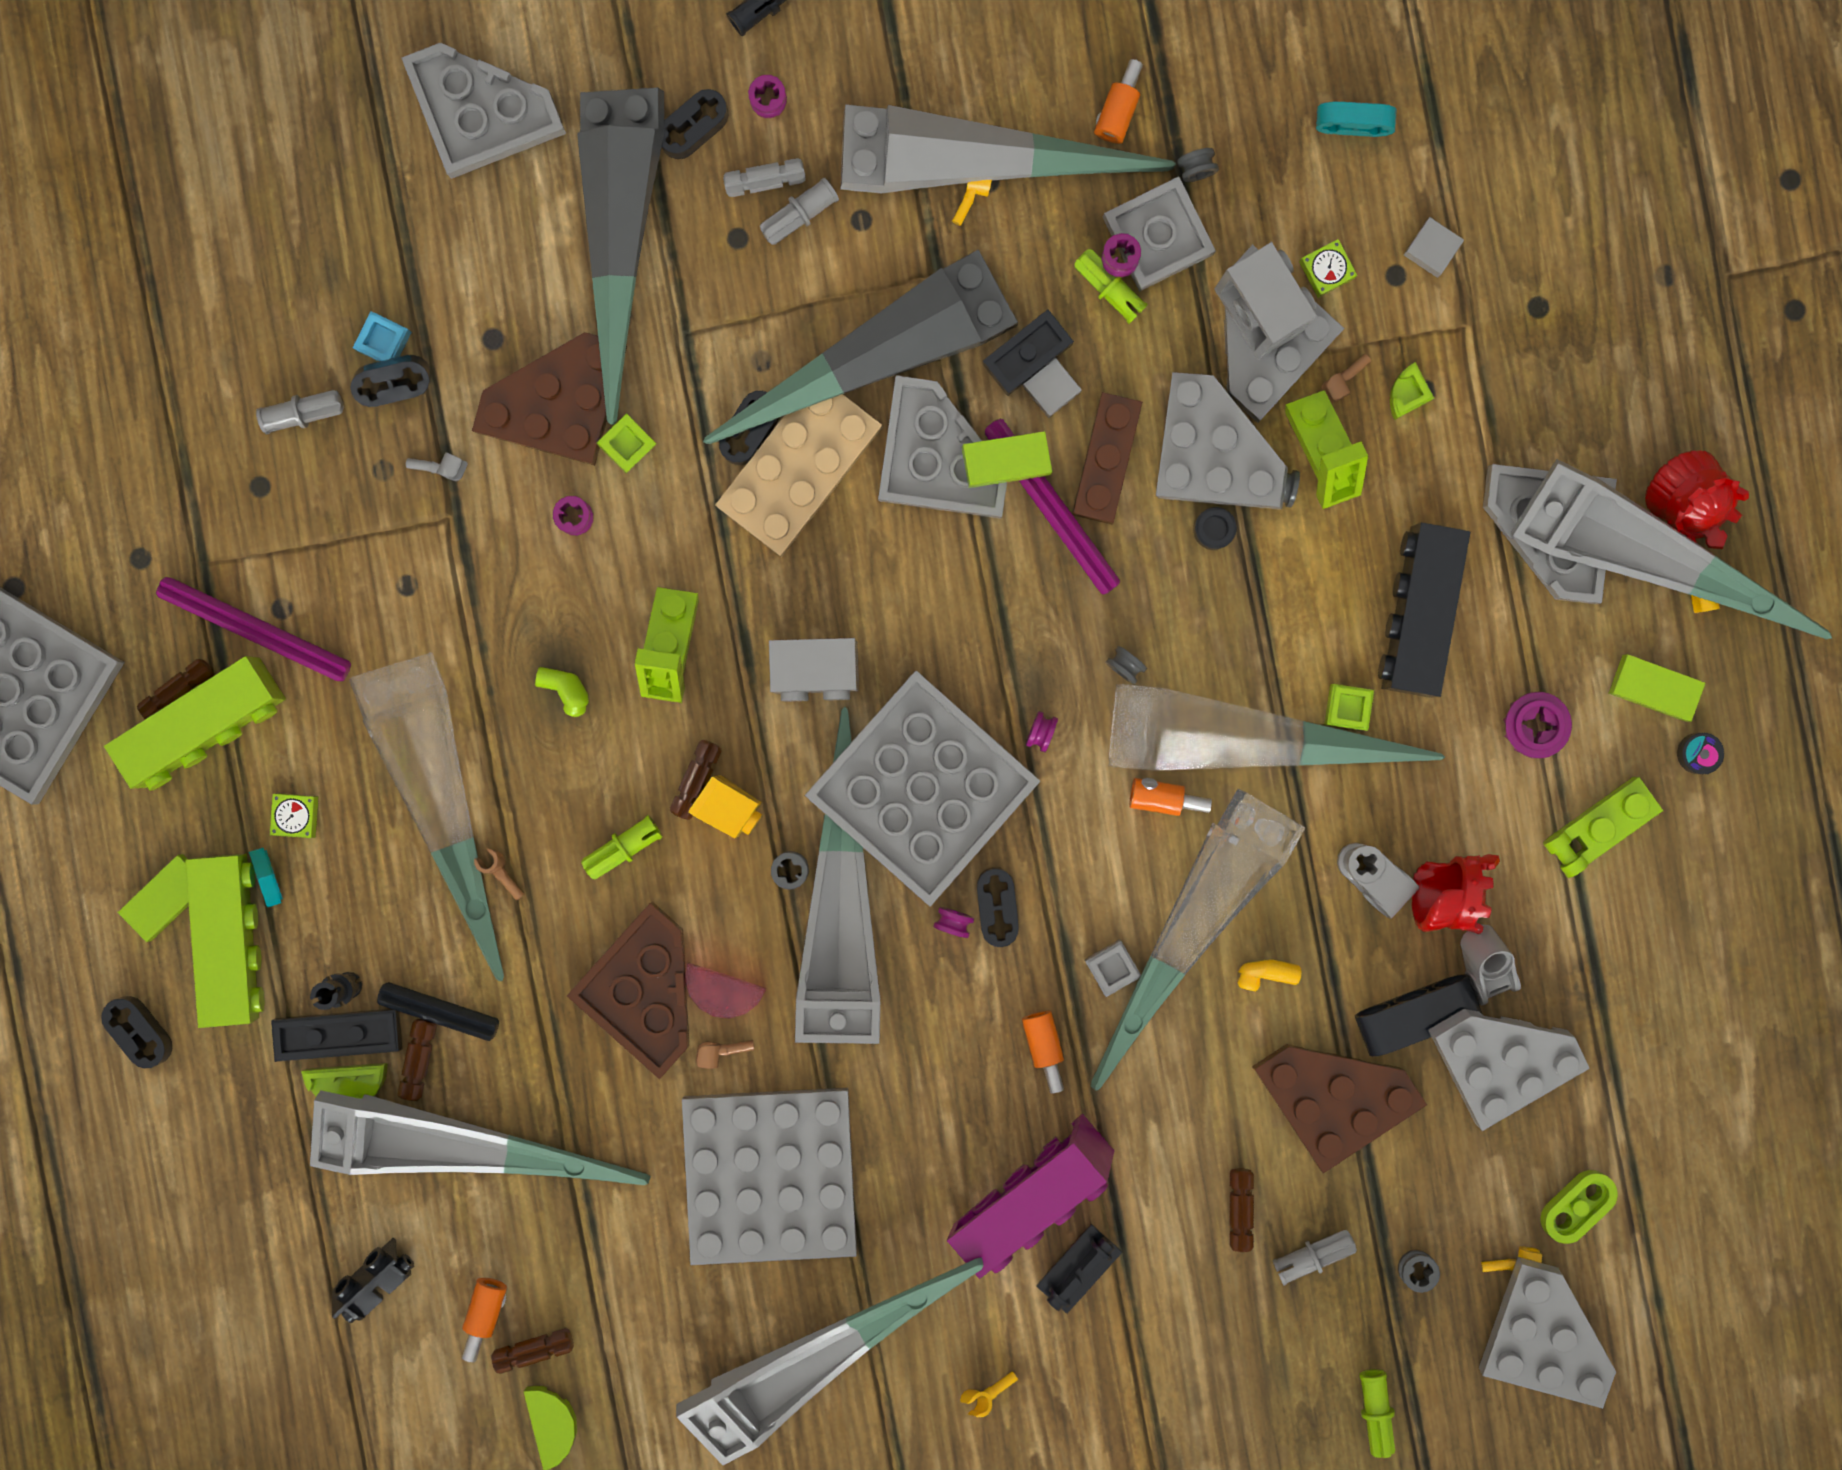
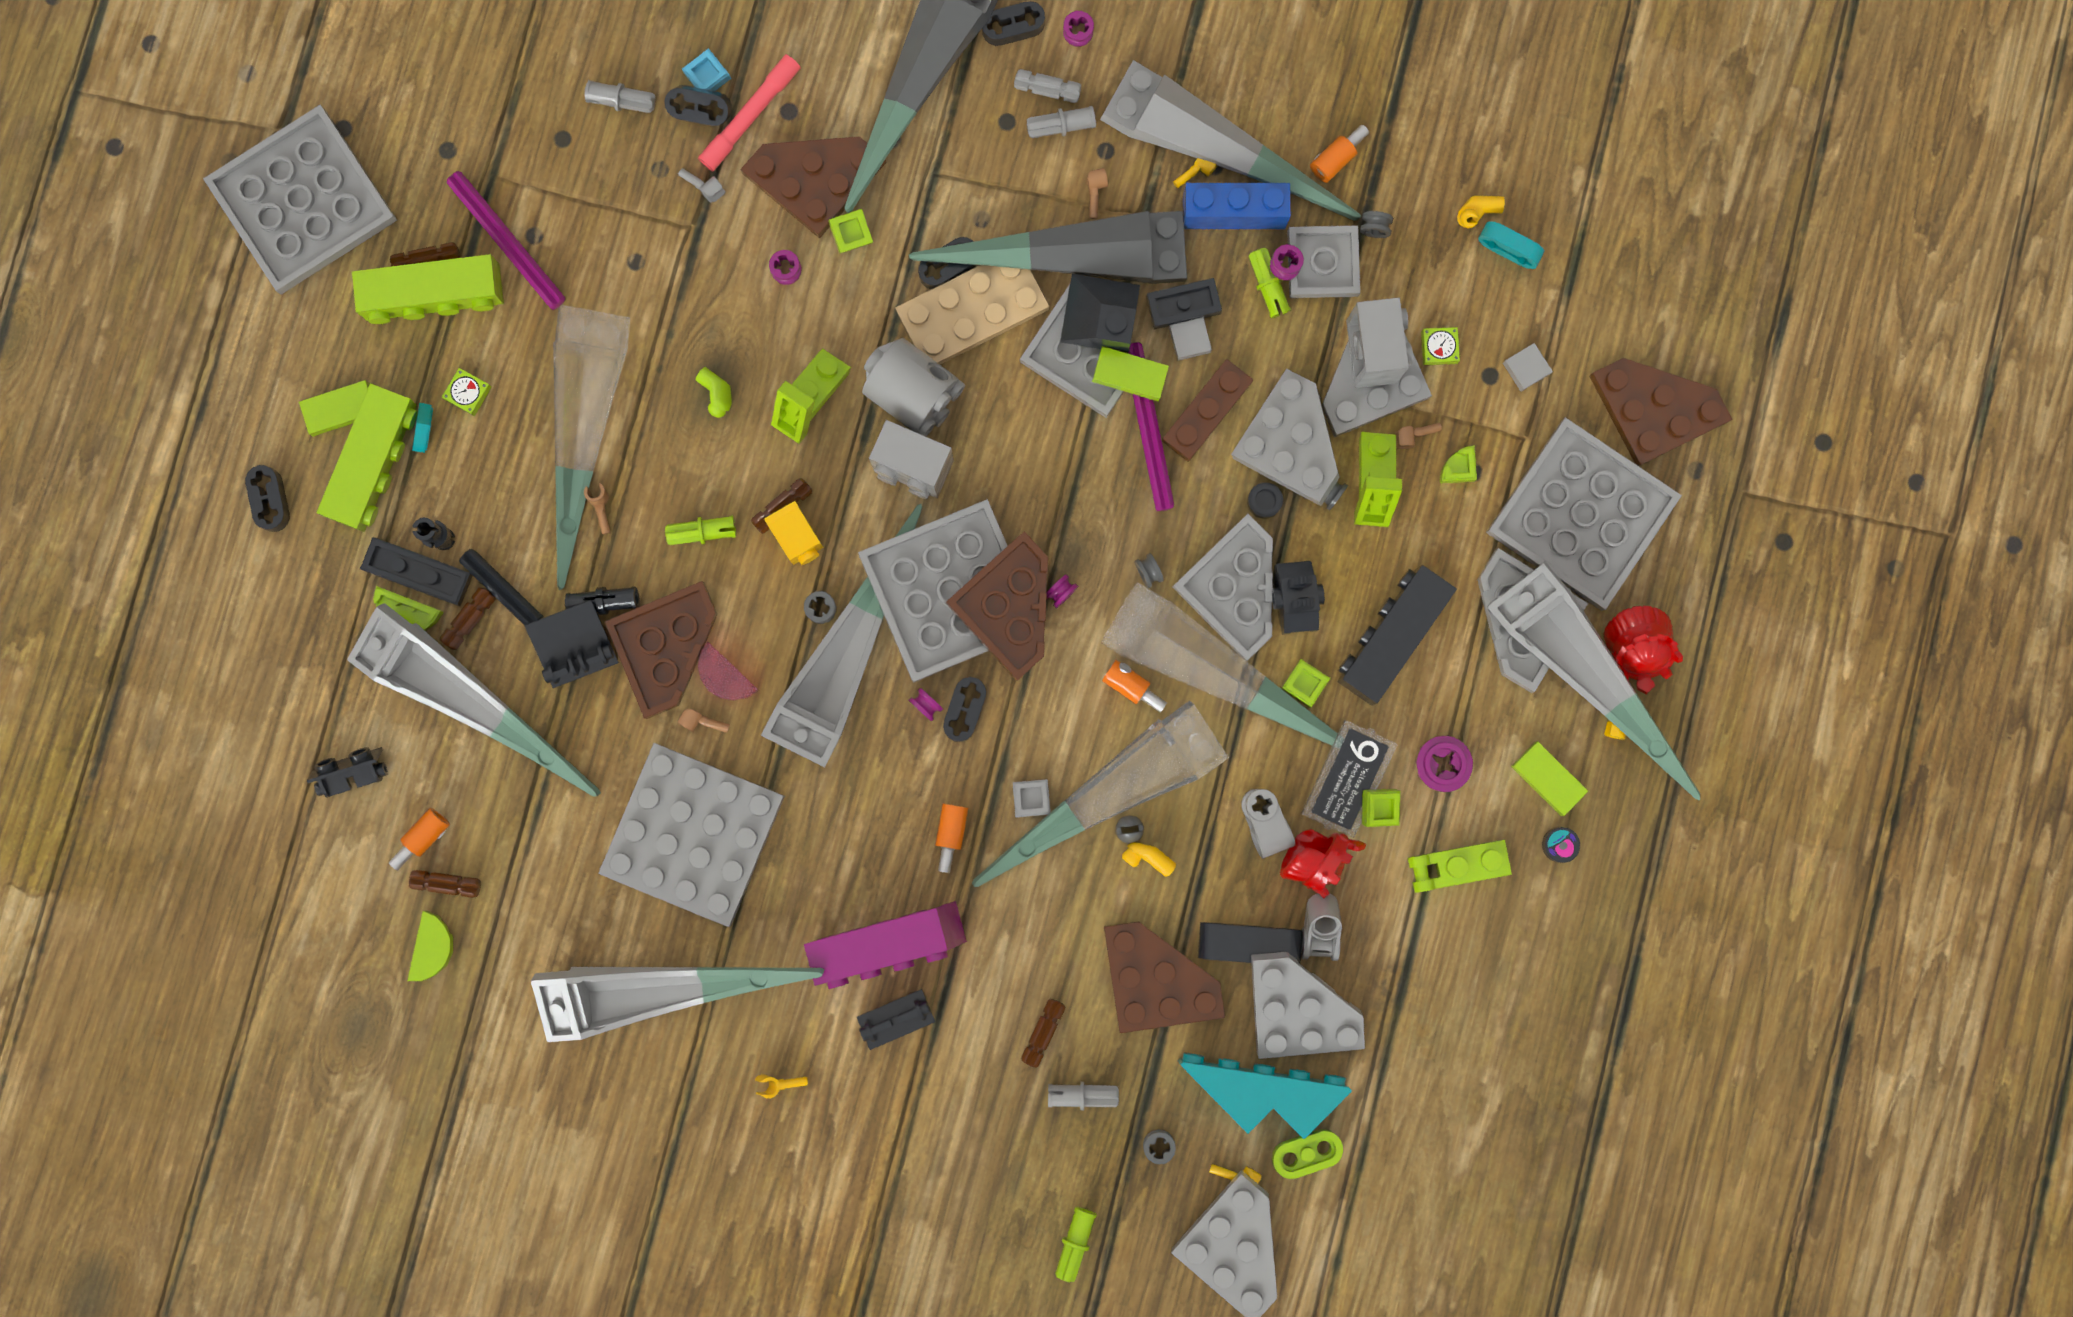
camera: 25 degrees right, 5 degrees down
(462, 316) = (773, 84): none -> coral piece
(542, 1036) = (571, 644): none -> black hinge
(552, 973) = (606, 600): none -> black pin
(774, 586) = (910, 385): none -> light grey cylinder
(867, 259) = (1096, 180): none -> medium nougat hand
(943, 407) = (1100, 313): none -> black slope
(994, 777) = (1008, 605): none -> reddish brown plate
(1036, 216) = (1236, 205): none -> blue brick
(1226, 639) = (1235, 587): none -> light grey plate
(1228, 945) = (1129, 821): none -> dark grey hinge
(1298, 92) = (1476, 207): none -> yellow arm
(1300, 620) = (1297, 597): none -> black hinge
(1443, 788) = (1352, 765): none -> piece
(1491, 804) = (1381, 807): none -> lime tile
(1497, 1167) = (1254, 1092): none -> teal slope
(1567, 382) = (1584, 513): none -> light grey plate
(1594, 227) = (1657, 408): none -> reddish brown plate

